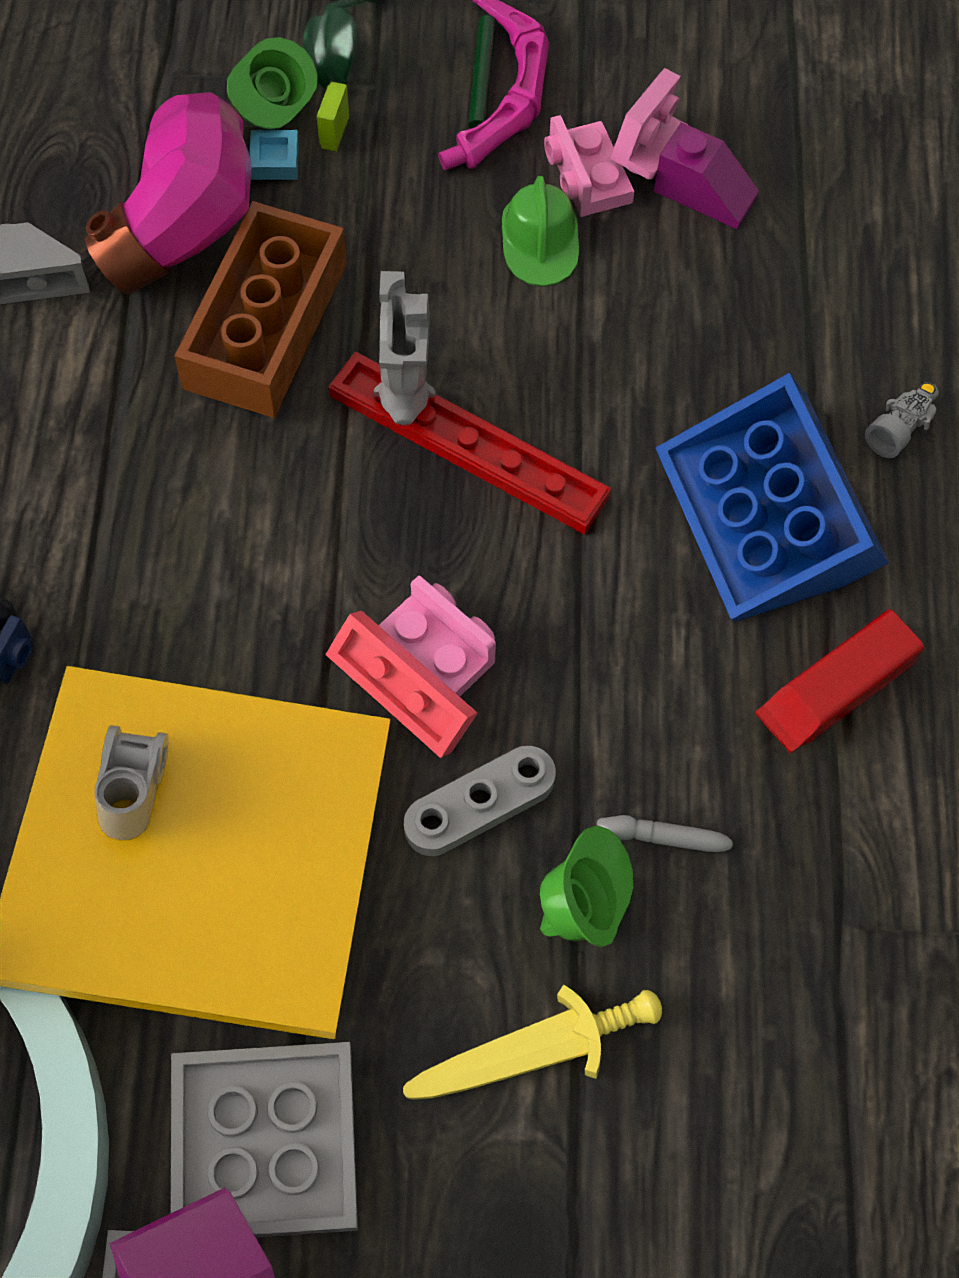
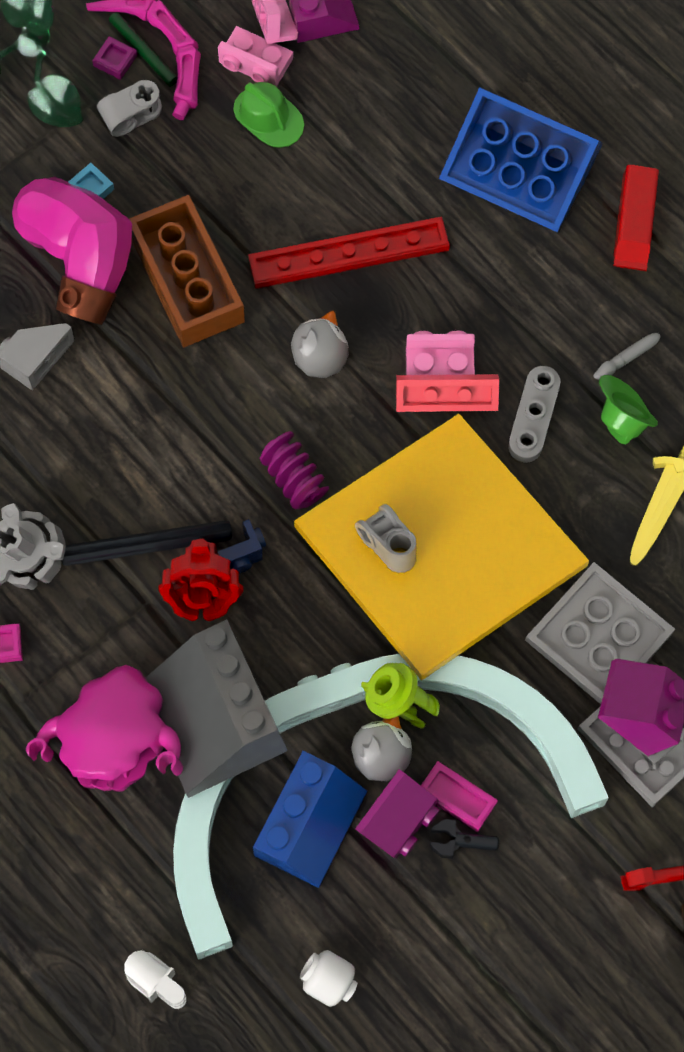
camera: 45 degrees left, 5 degrees up
(131, 611) = (291, 472): none -> magenta piece
(272, 83) = (53, 147): bright green piece -> none
(312, 505) = (320, 347): none -> light grey piece
(333, 116) = (99, 139): lime tile -> none
(395, 111) = (128, 107): none -> light grey piece
(403, 349) = (291, 228): light grey animal -> none
(444, 59) = (114, 57): none -> magenta tile
(893, 431) = (536, 57): light grey piece -> none

